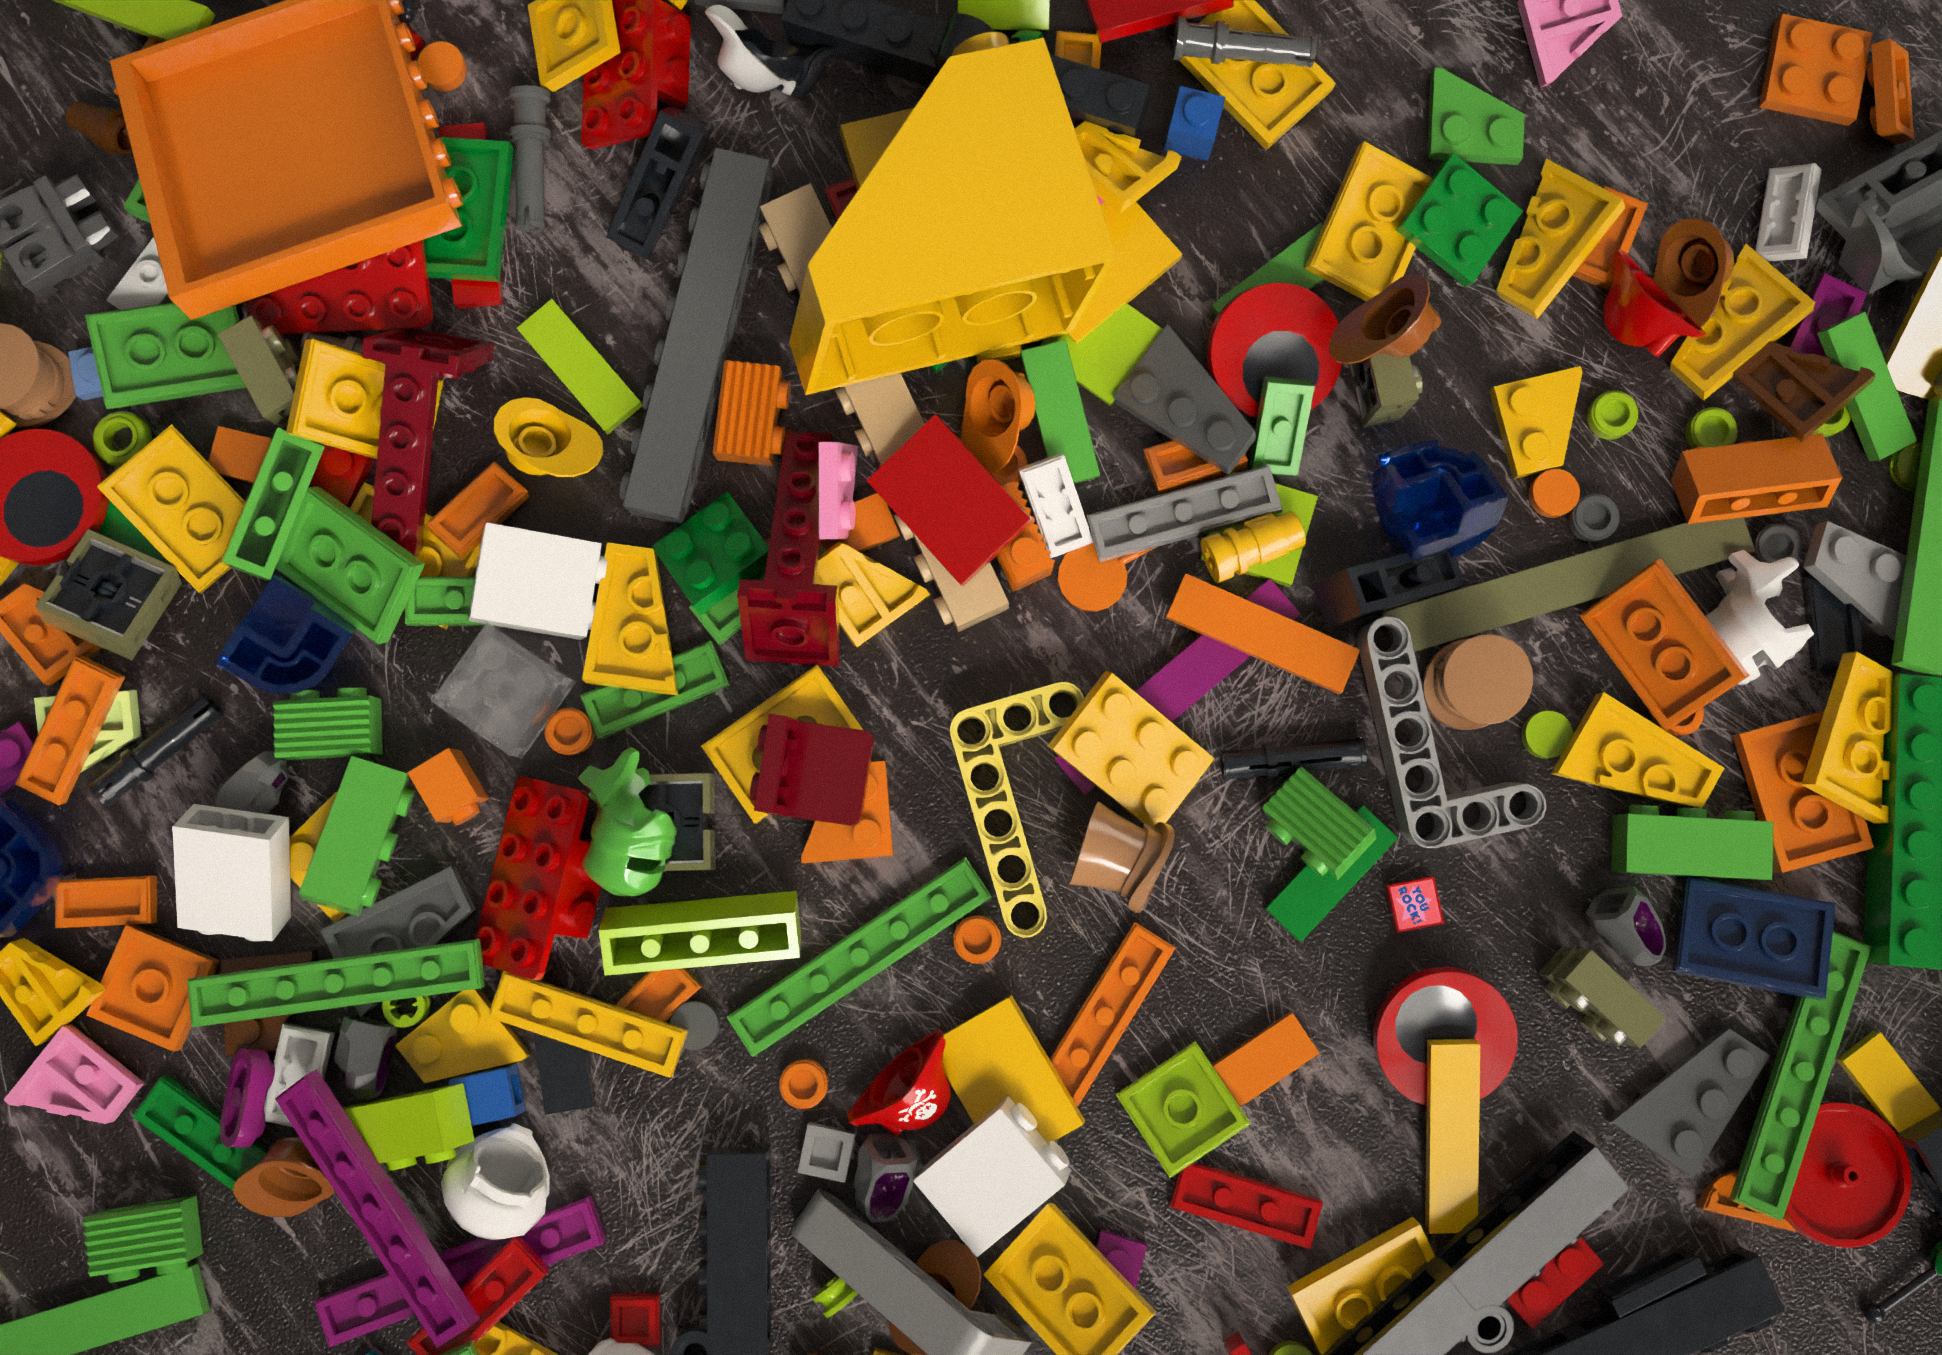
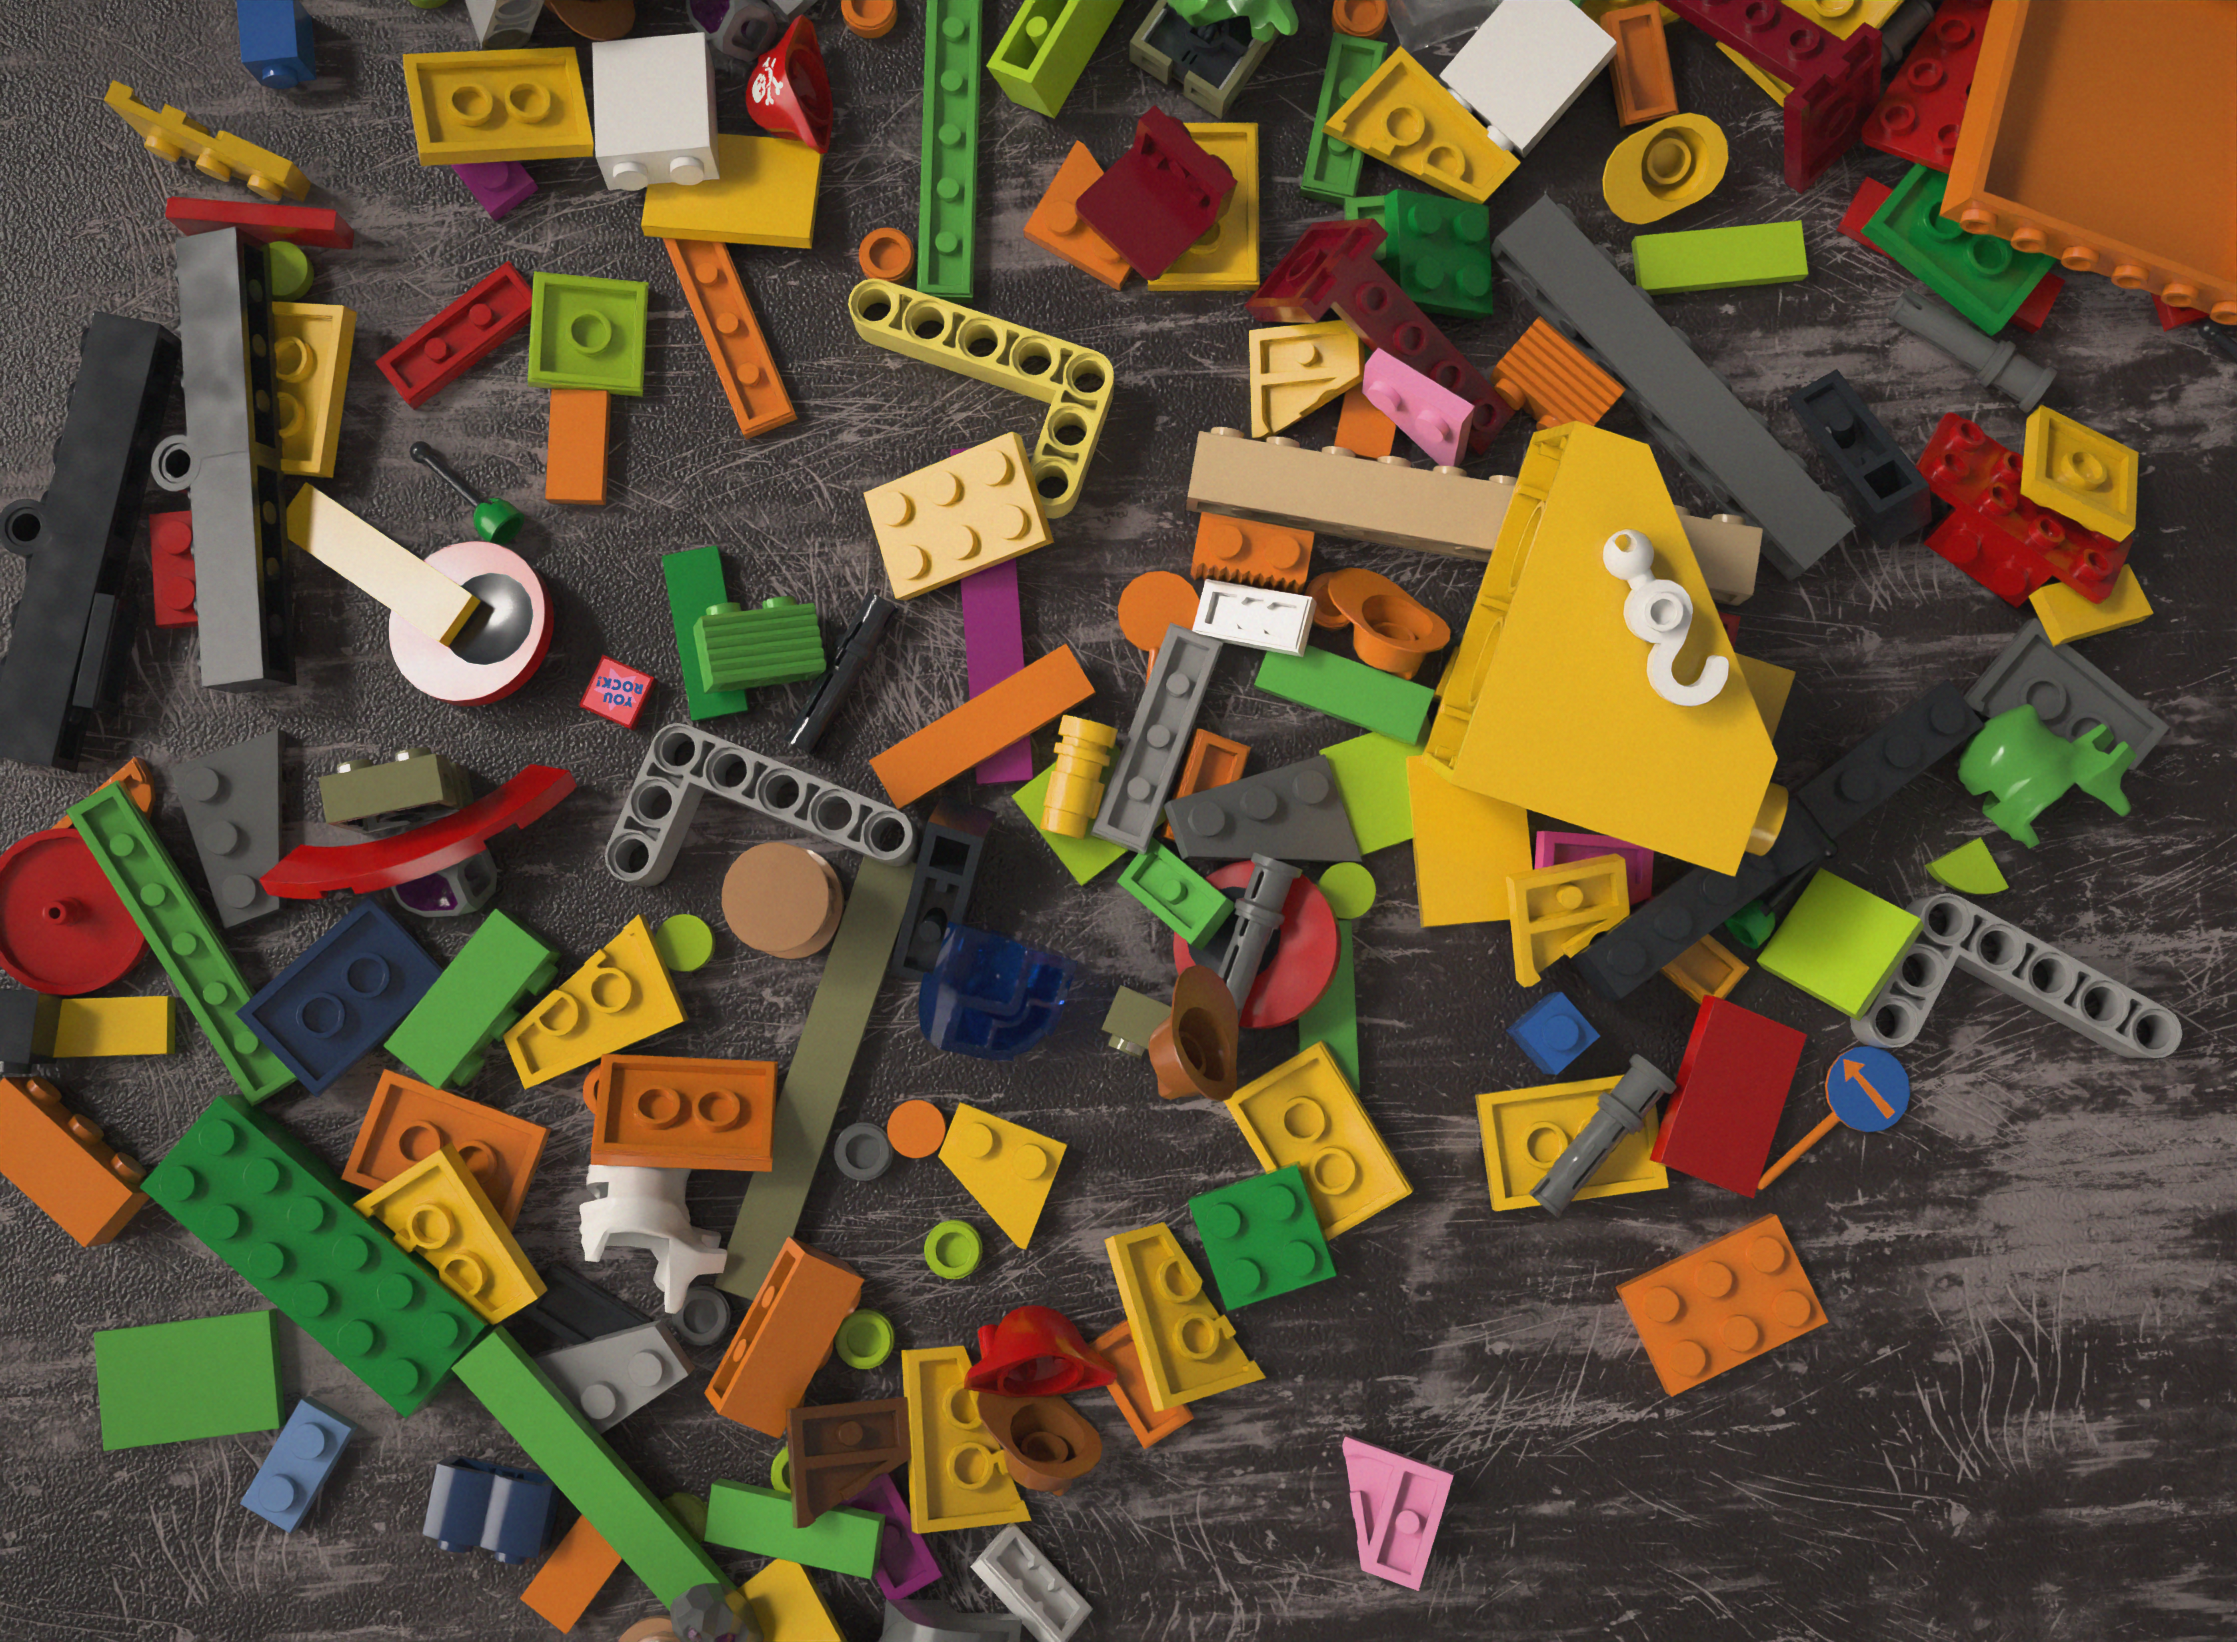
camera: 120 degrees right, 0 degrees up
(442, 66) = (2128, 328): orange tile -> none
(761, 63) = (1921, 639): hair -> none
(919, 179) = (1660, 615): none -> white piece
(949, 500) = (1328, 501): red tile -> none
(1121, 856) = (865, 431): medium nougat hat -> none
(1193, 321) = (1348, 889): none -> lime tile
(1262, 356) = (1258, 914): none -> dark grey pin
(1358, 1080) = (493, 519): none -> hinge
(1471, 123) = (1356, 1328): bright green wing -> none
(1628, 949) = (412, 855): none -> red tile

